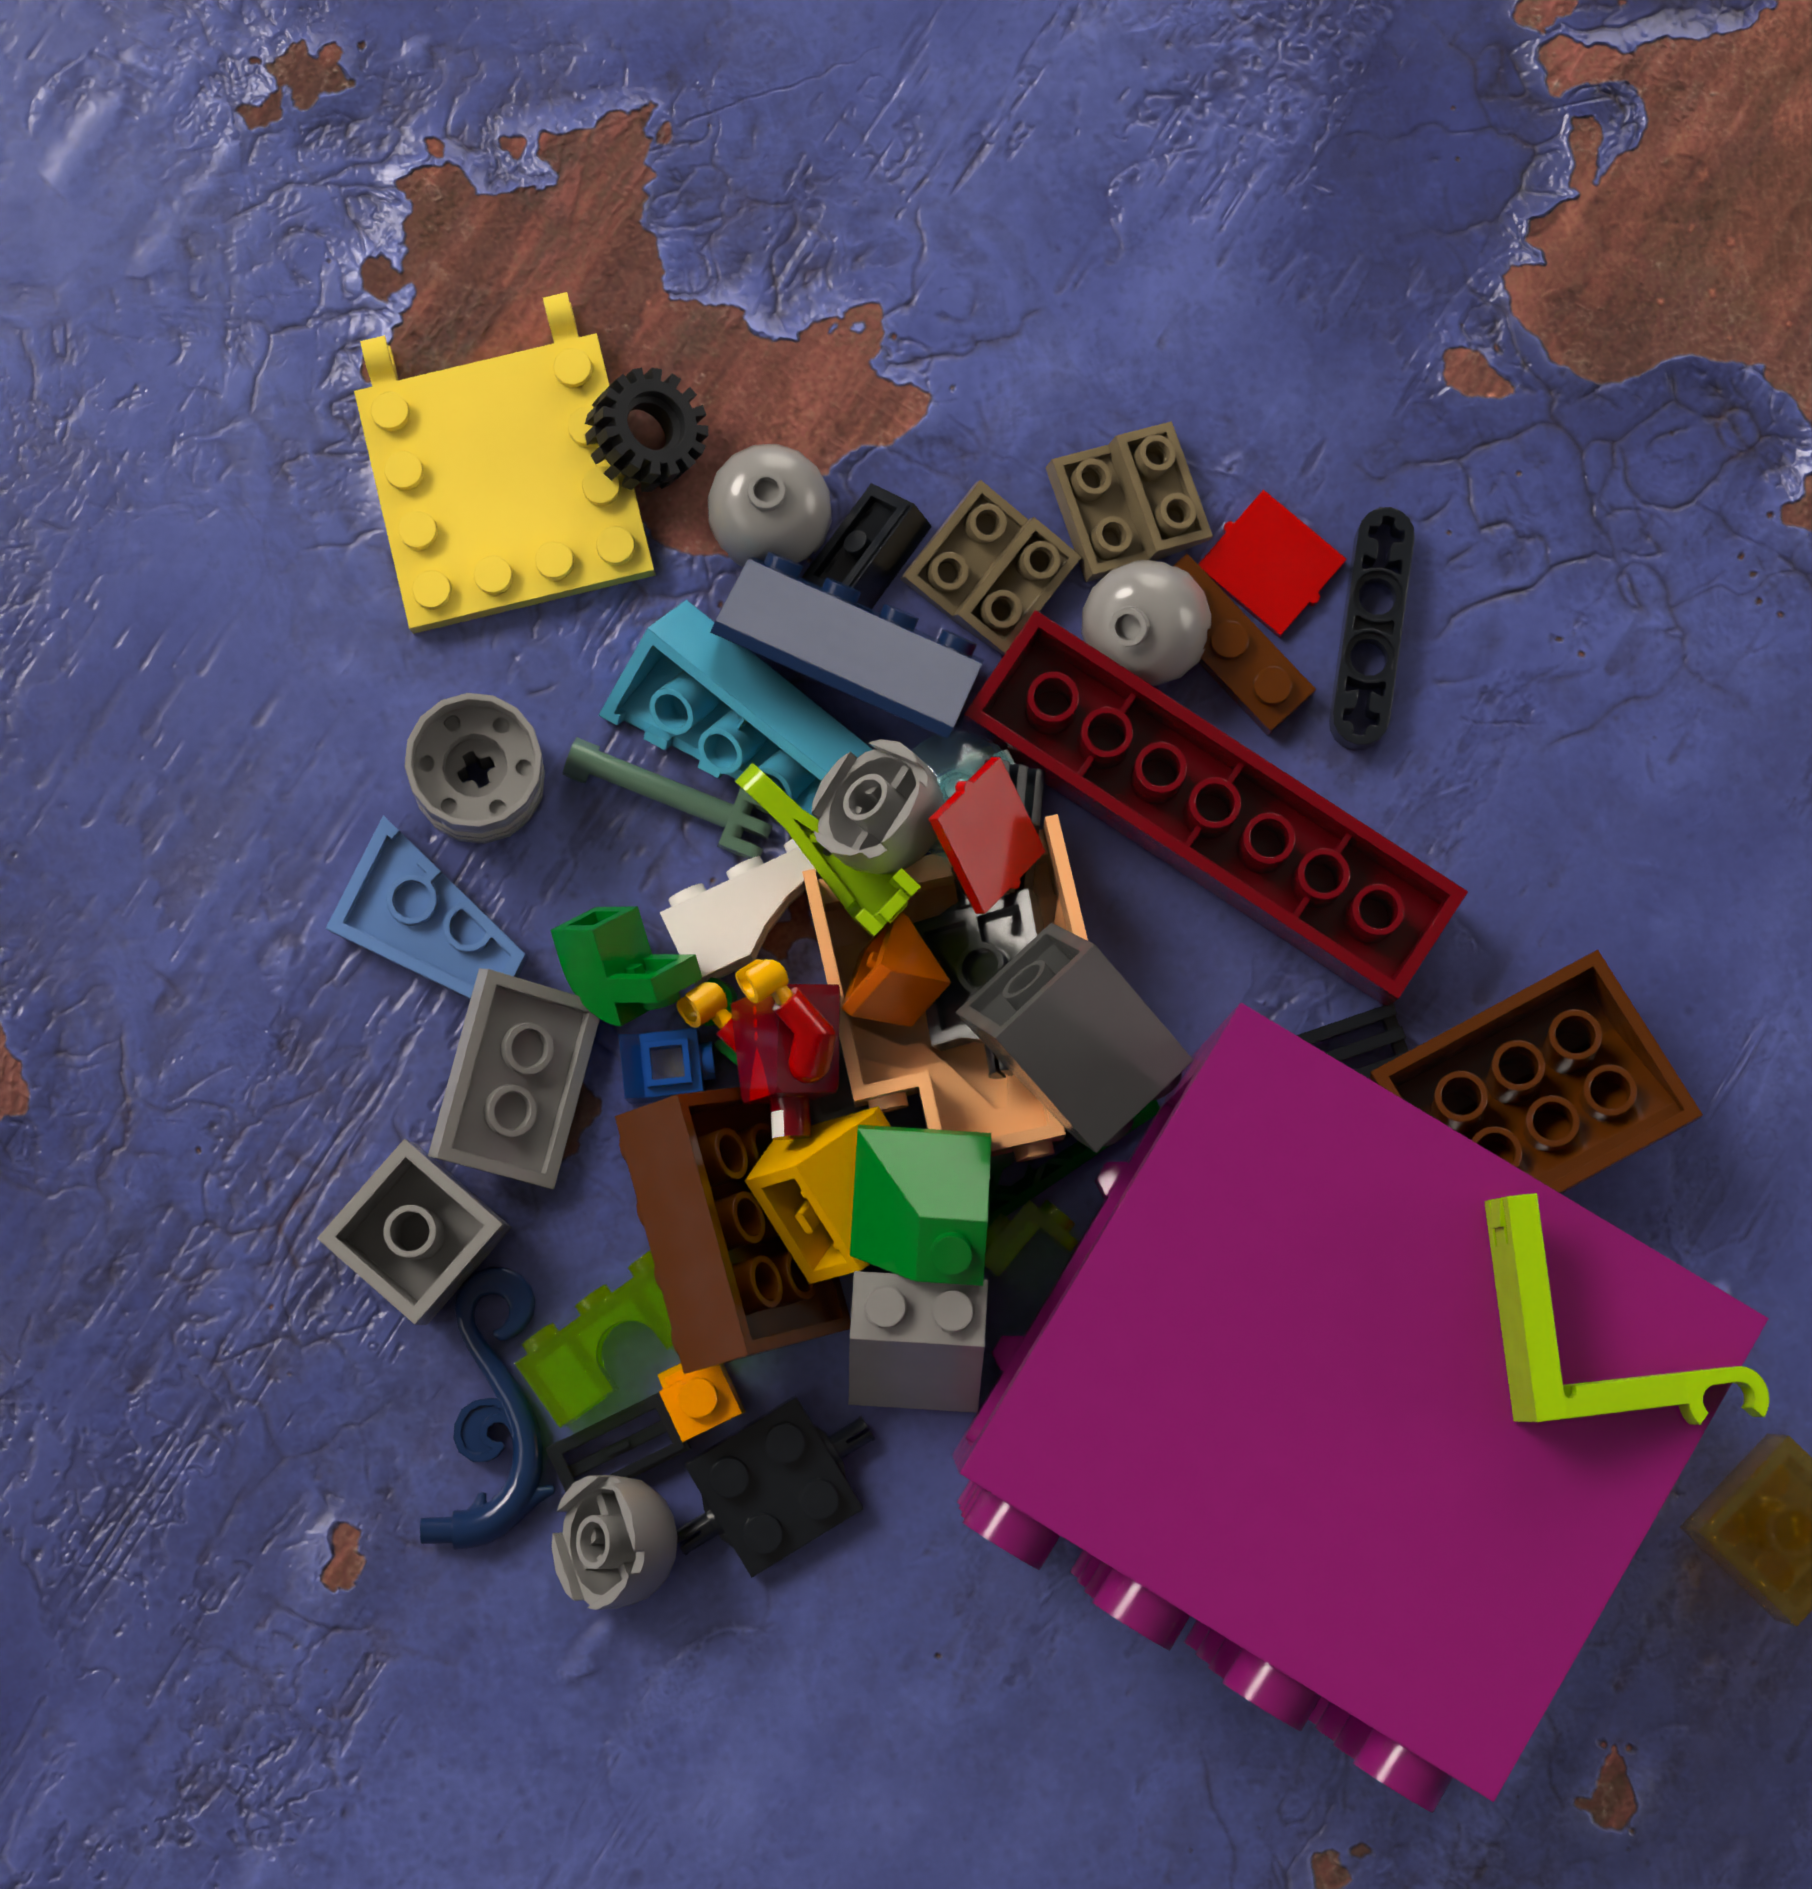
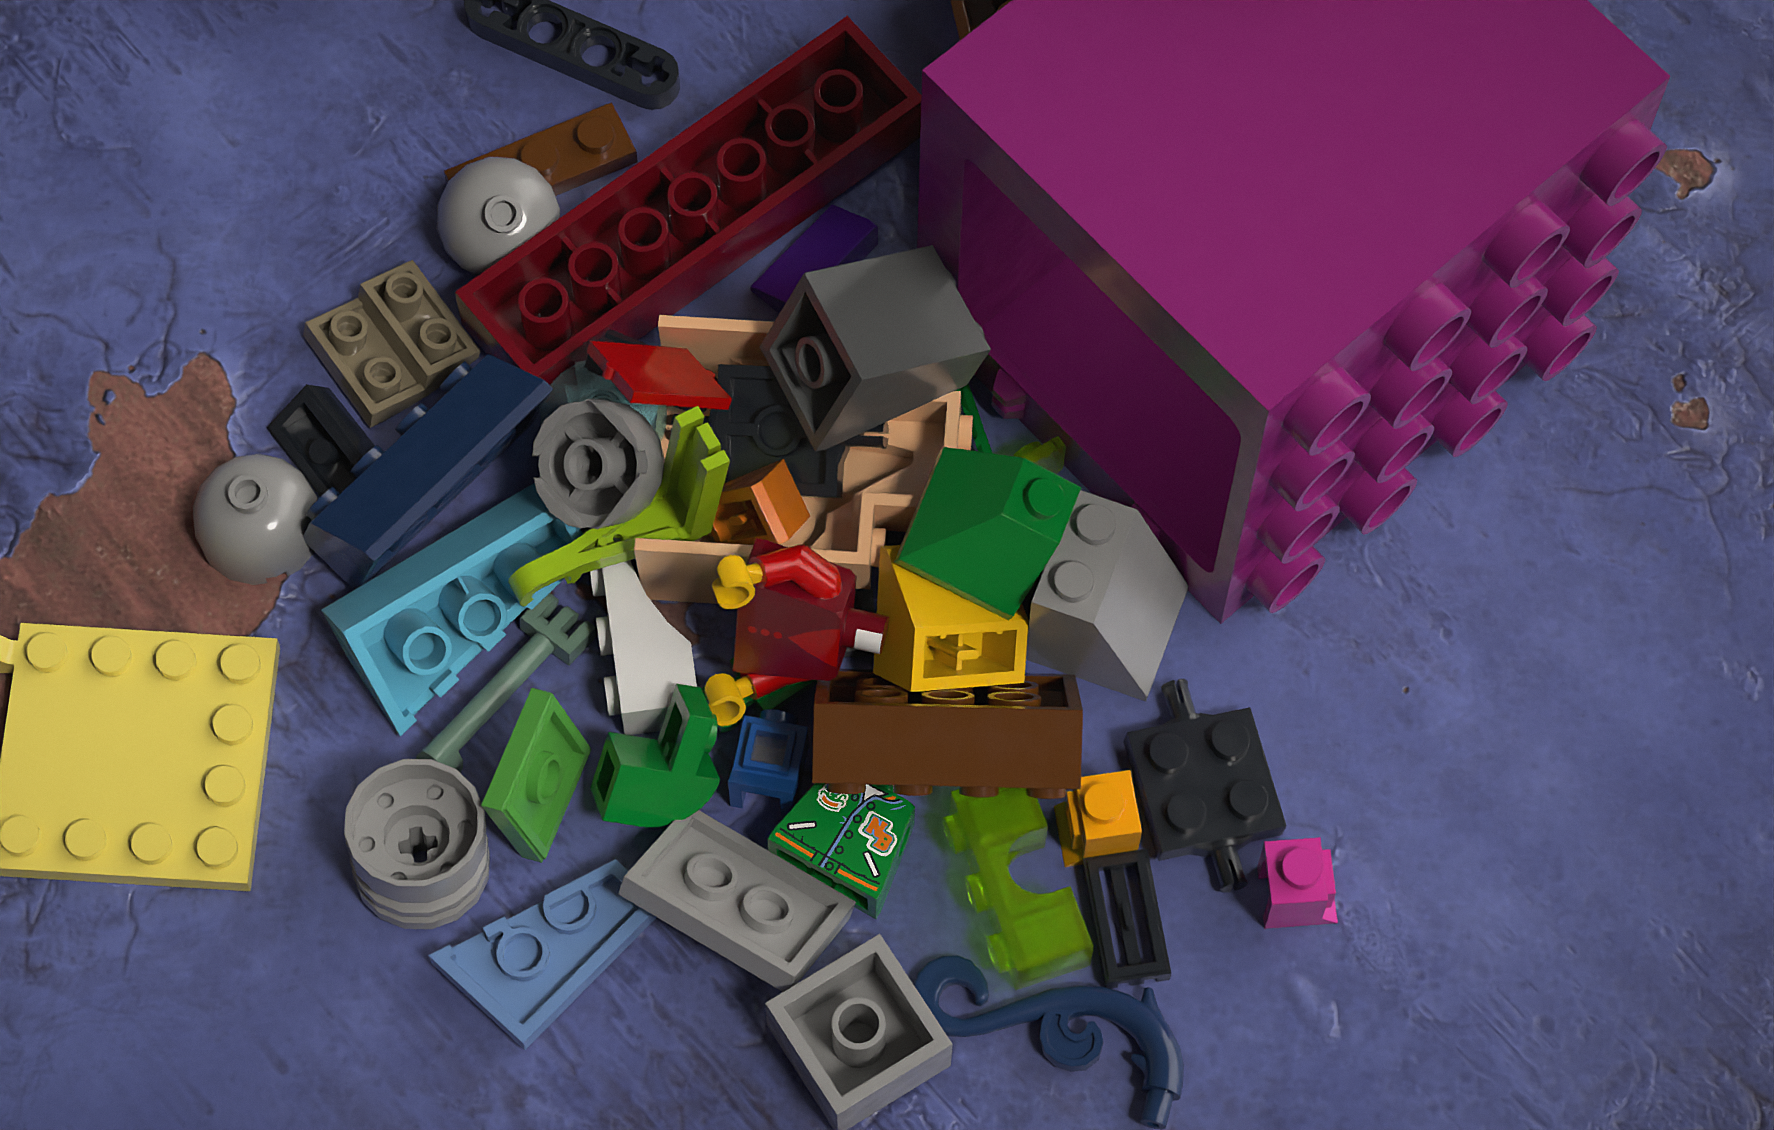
camera: 75 degrees left, 15 degrees down
(573, 854) = (536, 776): none -> bright green tile
(590, 1166) = (848, 840): none -> green torso
(613, 1541) = (1217, 930): light grey cylinder -> none
(671, 411) = (144, 621): black tyre -> none
(693, 1607) = (1298, 883): none -> dark pink window
(1129, 500) = (374, 207): dark tan slope -> none
(1208, 944) = (830, 241): none -> dark purple slope
(1271, 563) = (478, 108): red piece -> none

